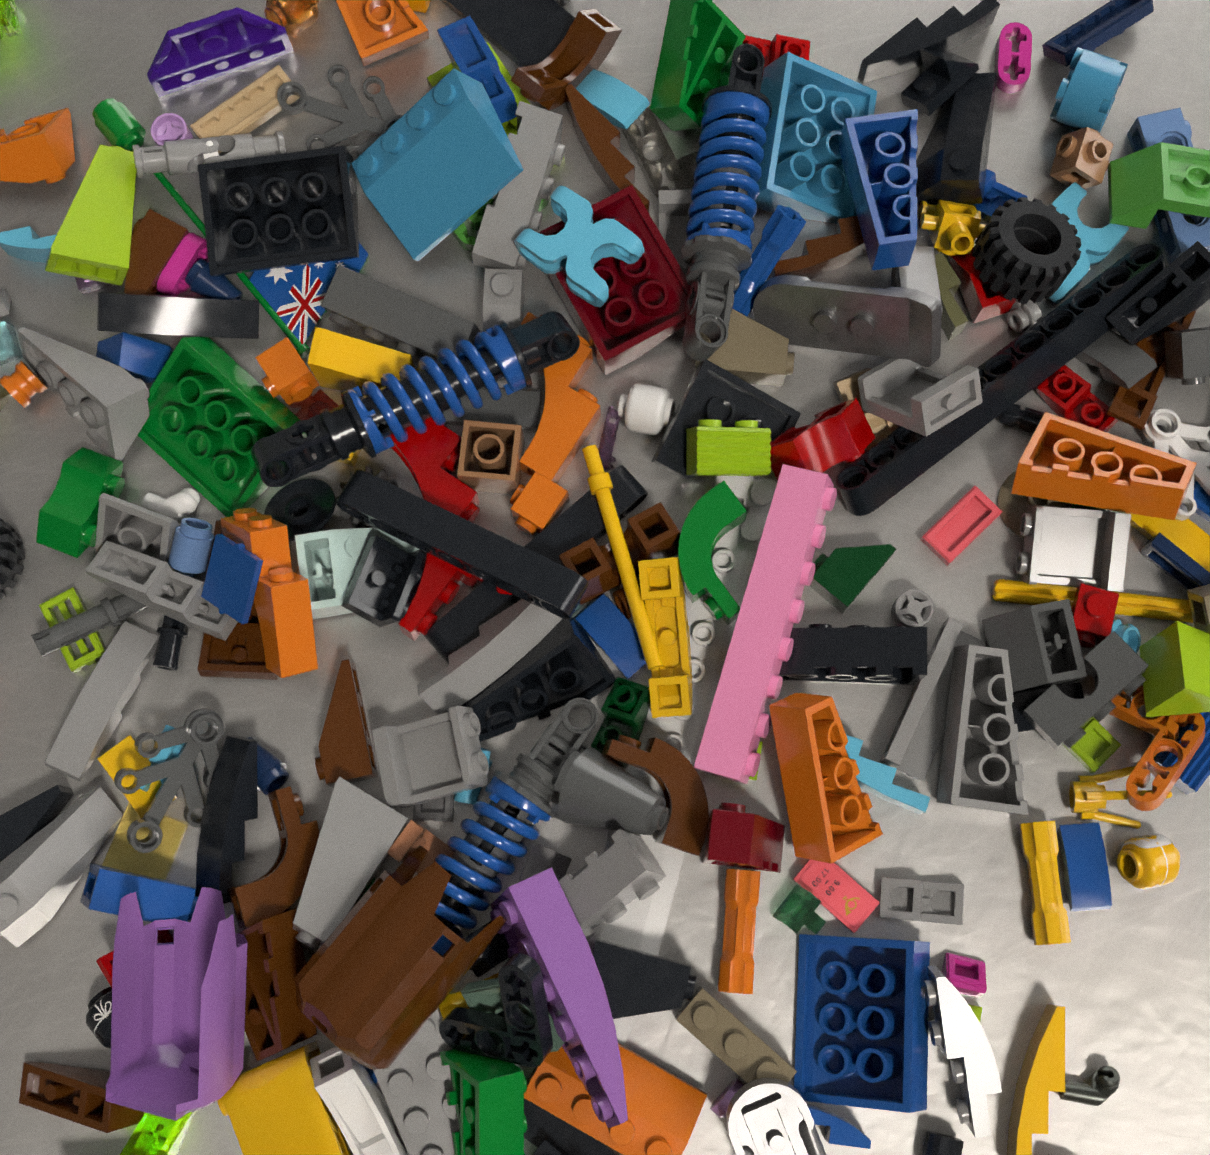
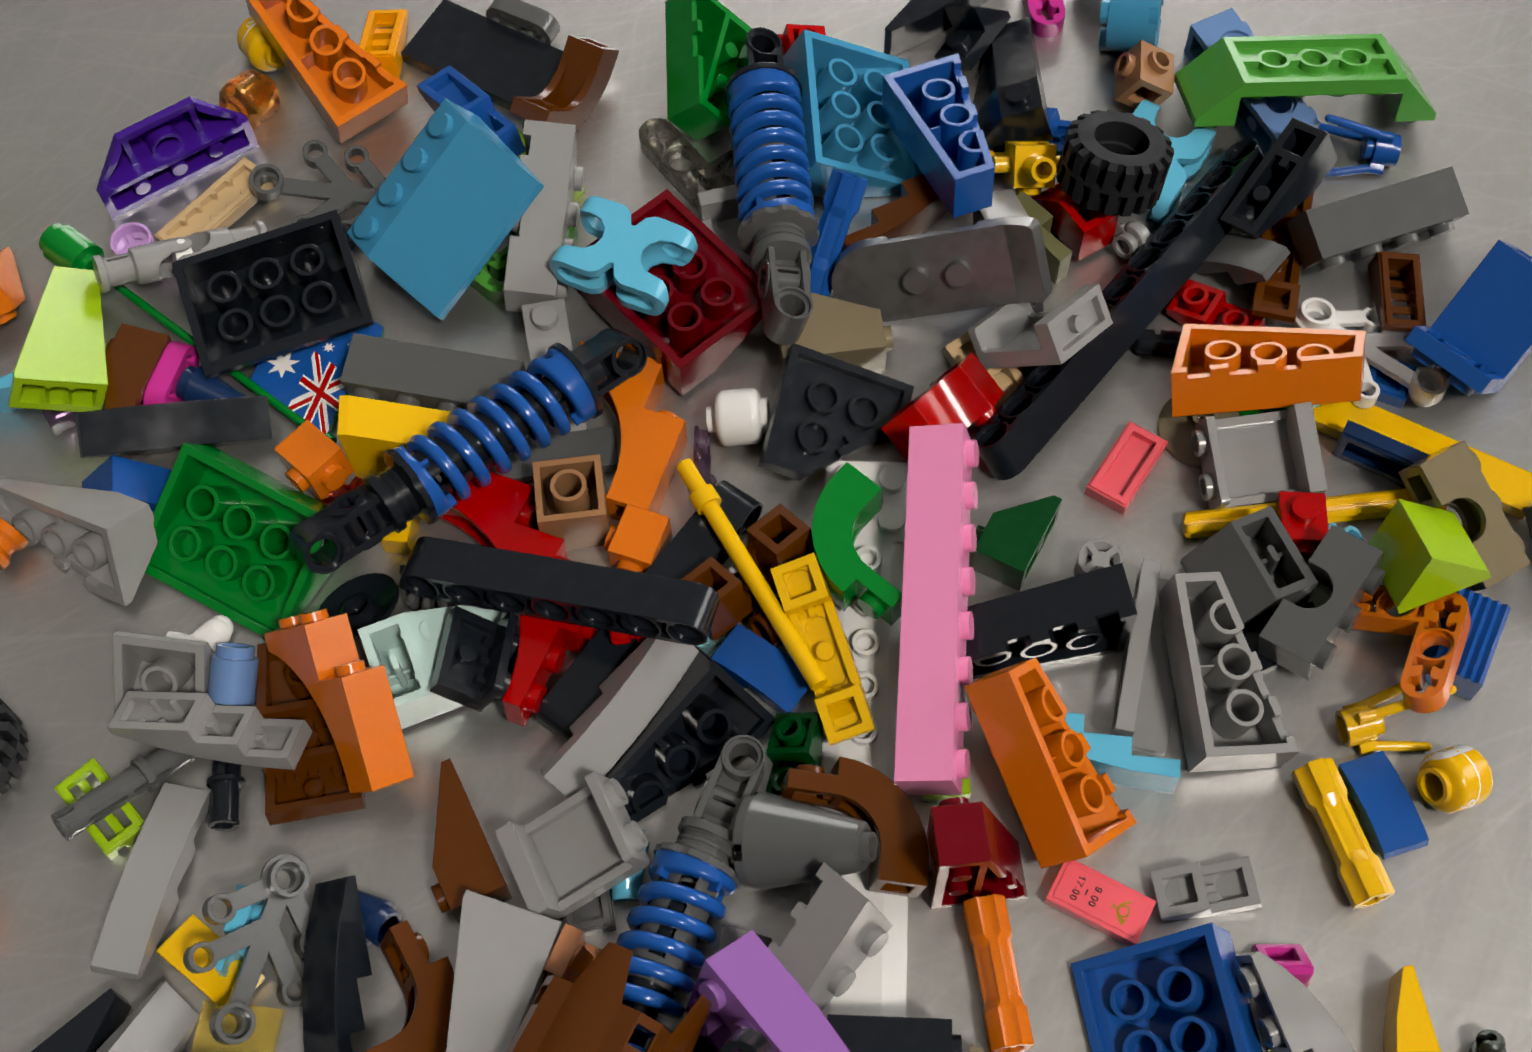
camera: 15 degrees left, 15 degrees down
(71, 513) = (80, 668): green brick -> none
(232, 578) = (290, 689): blue piece -> none
(601, 144) = (618, 161): reddish brown slope -> none
(613, 98) = (624, 117): medium azure slope -> none
(728, 450) = (843, 432): lime brick -> none
(799, 910) = (1065, 933): clear green tile -> none
(1094, 746) = (1348, 670): lime tile -> none

